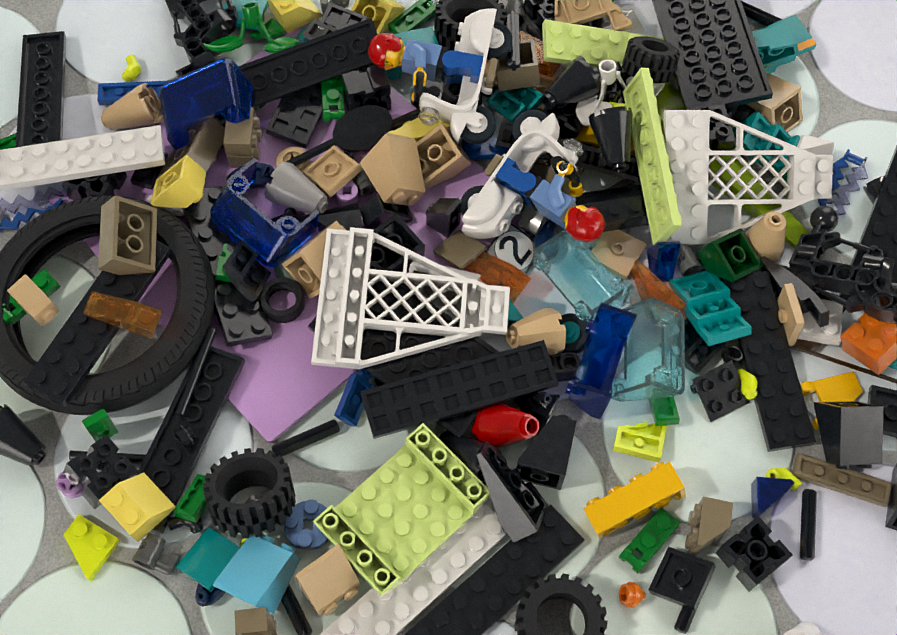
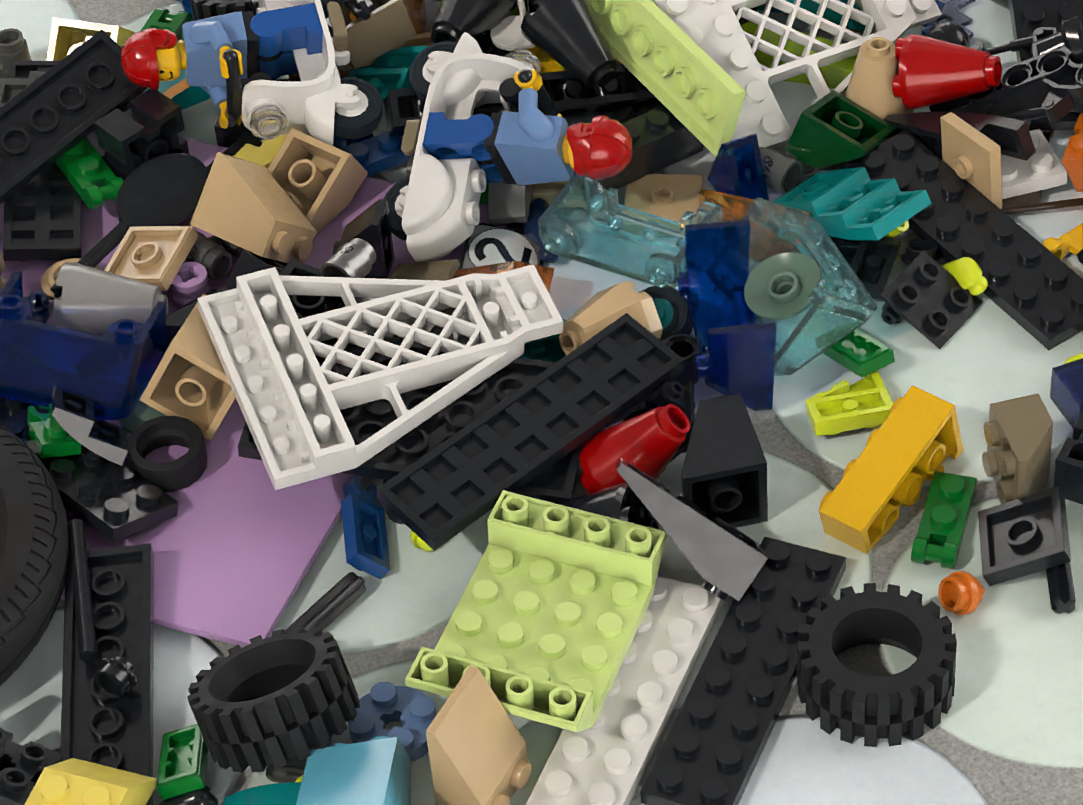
camera: 20 degrees left, 20 degrees down
(420, 236) = (351, 261): none -> flat silver piece
(637, 344) = (782, 286): none -> sand green dish
(803, 249) = (941, 71): none -> red cone

